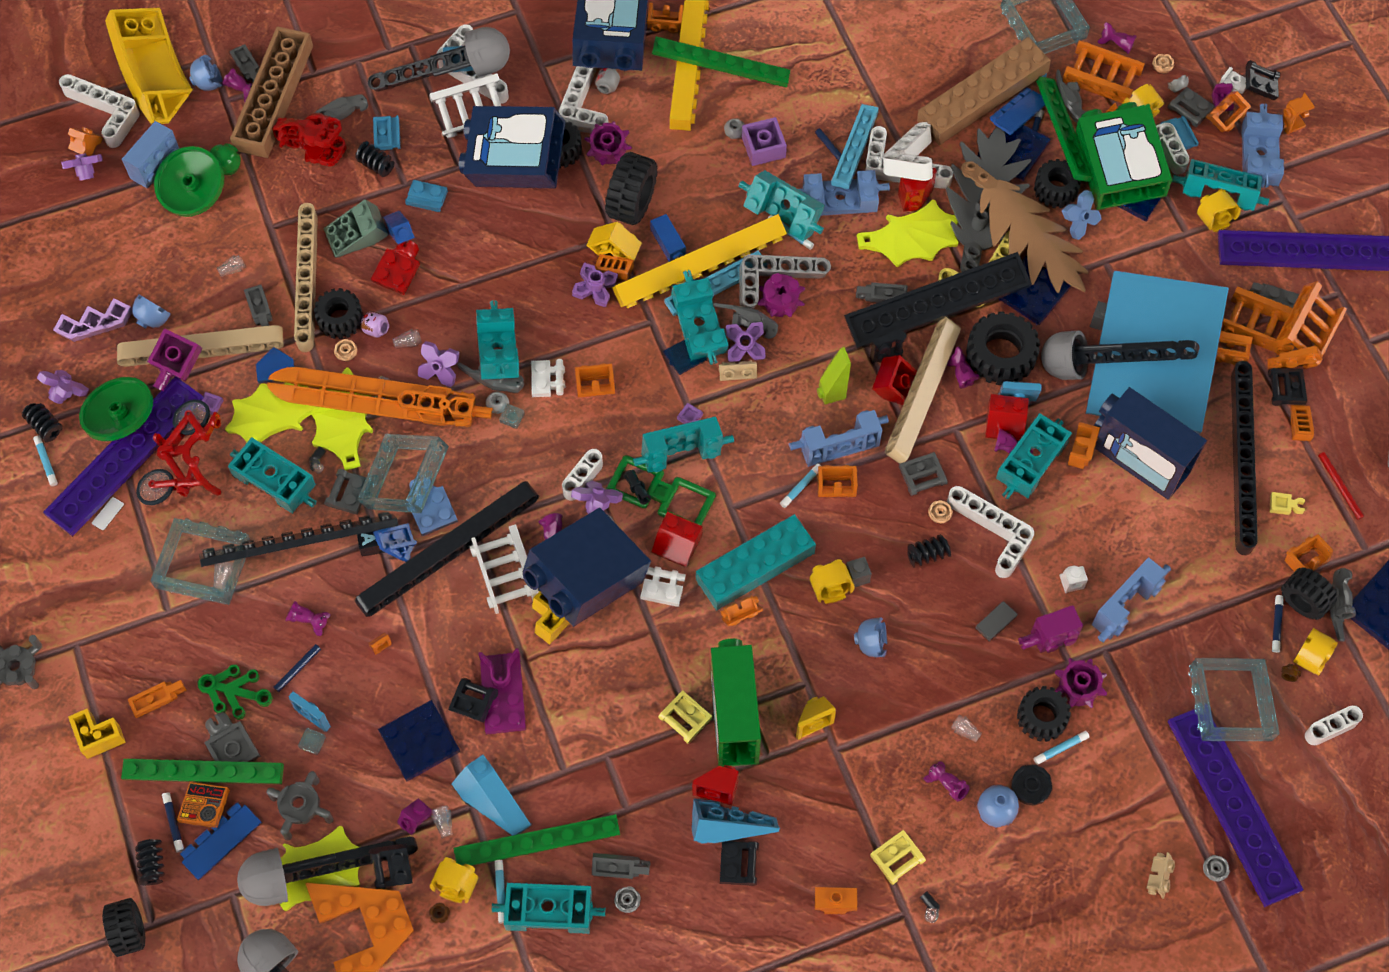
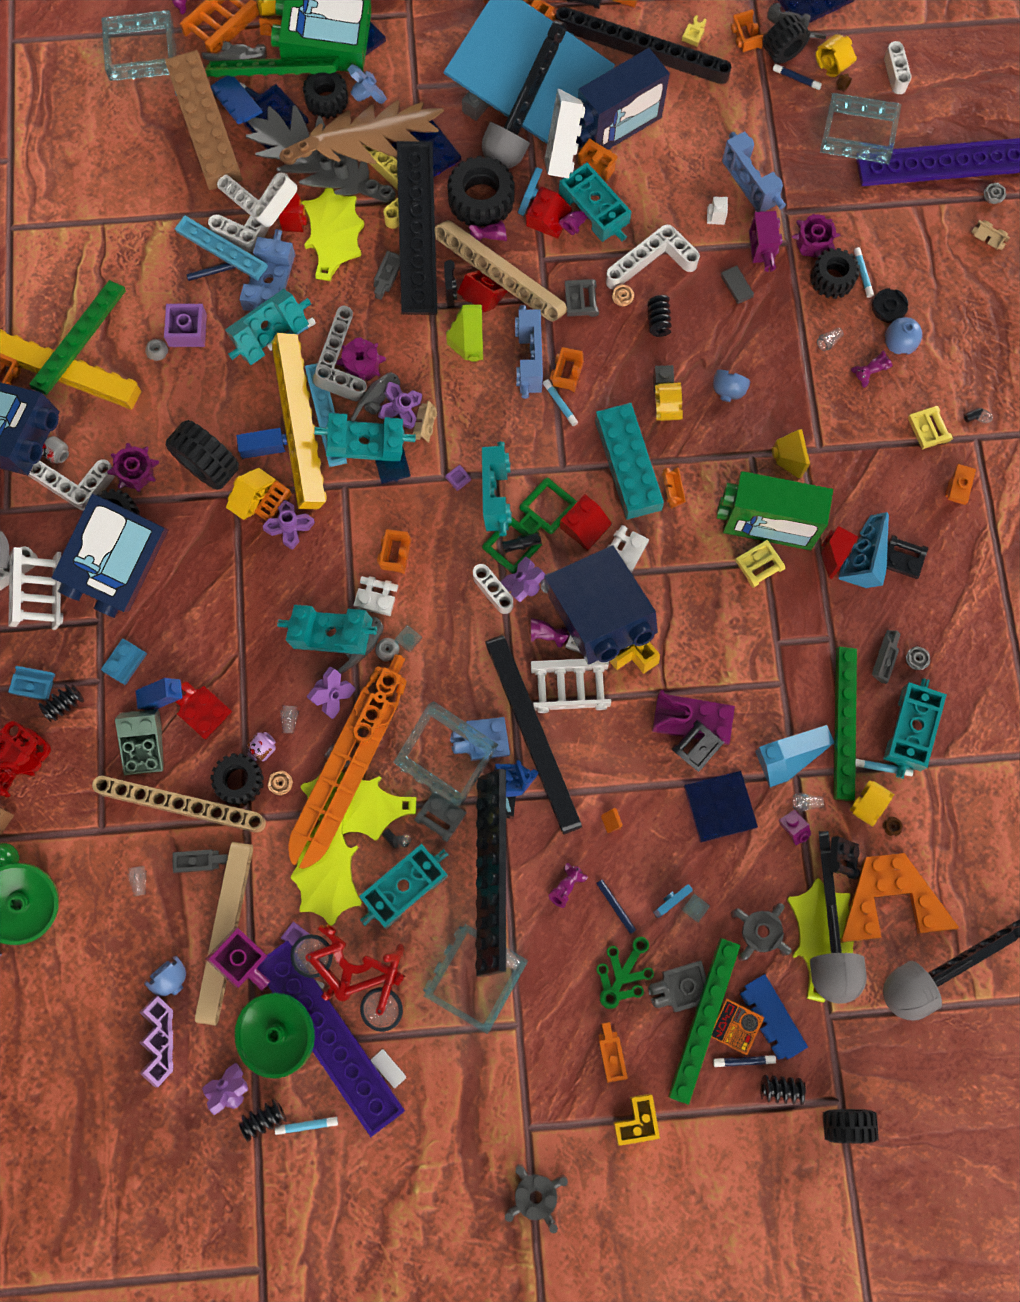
camera: 75 degrees left, 10 degrees up
(272, 362) = (274, 859): blue slope -> none
(1080, 393) = (563, 134): none -> white slope

